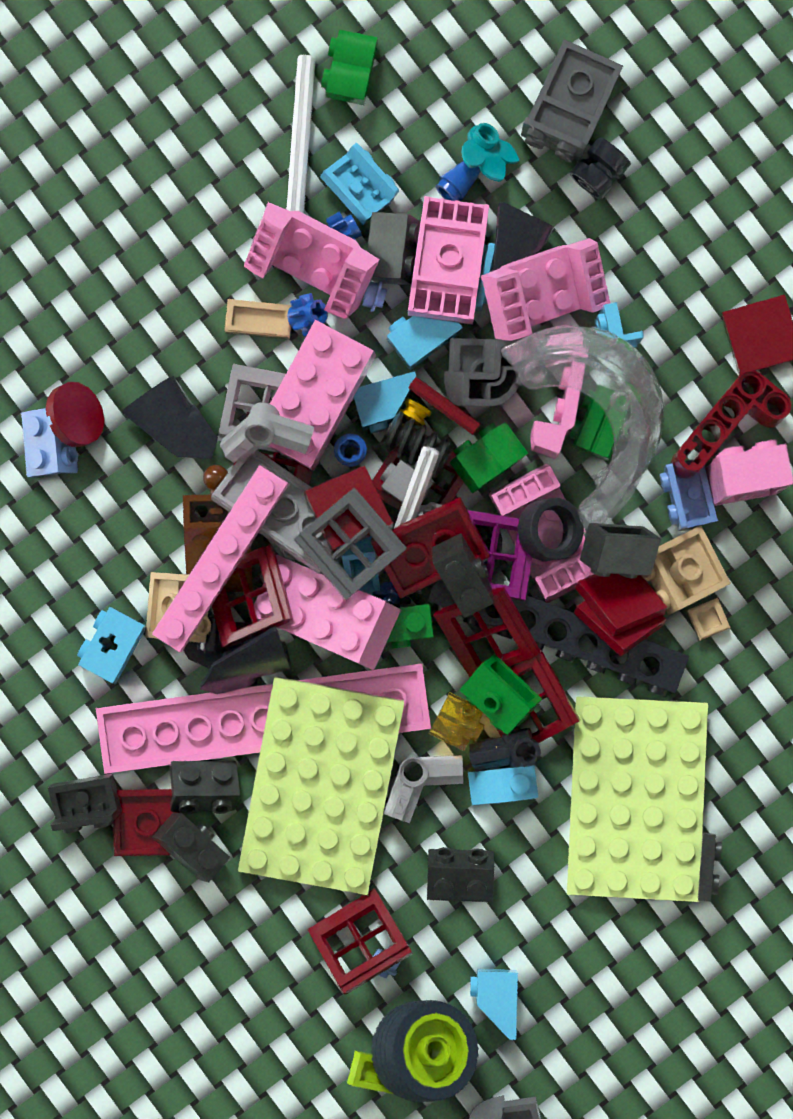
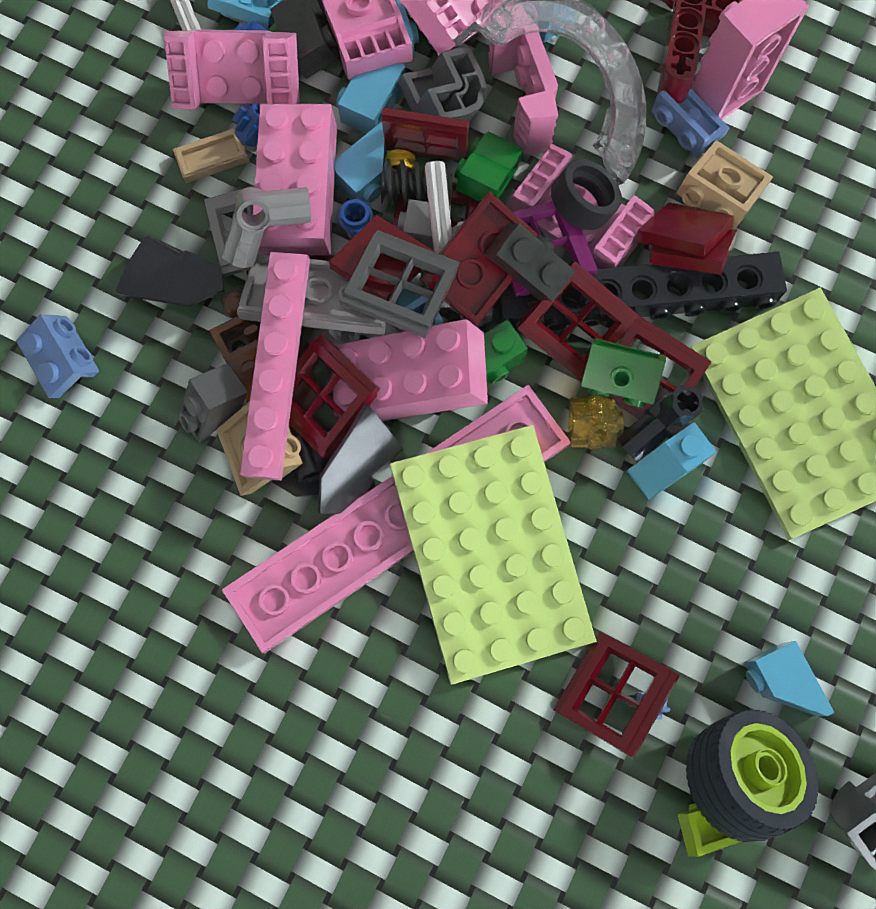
camera: 30 degrees left, 10 degrees down
(75, 414) = (67, 312): dark red tile -> none
(84, 803) = (254, 694): pearl dark grey bracket -> none
(111, 664) = (218, 535): medium azure brick -> none
(140, 819) = (331, 683): dark red tile -> none
(157, 552) = (211, 401): none -> dark grey slope
(191, 846) = (391, 682): pearl dark grey brick -> none
(204, 786) = (373, 614): pearl dark grey bracket -> none
(374, 296) = (309, 85): light blue plate -> none
(406, 793) = (596, 482): light grey piece -> none
(460, 875) = (678, 573): pearl dark grey bracket -> none
(594, 432) = (577, 95): green brick -> none
(619, 550) = (662, 178): pearl dark grey brick -> none
(708, 619) = (769, 221): tan tile -> none

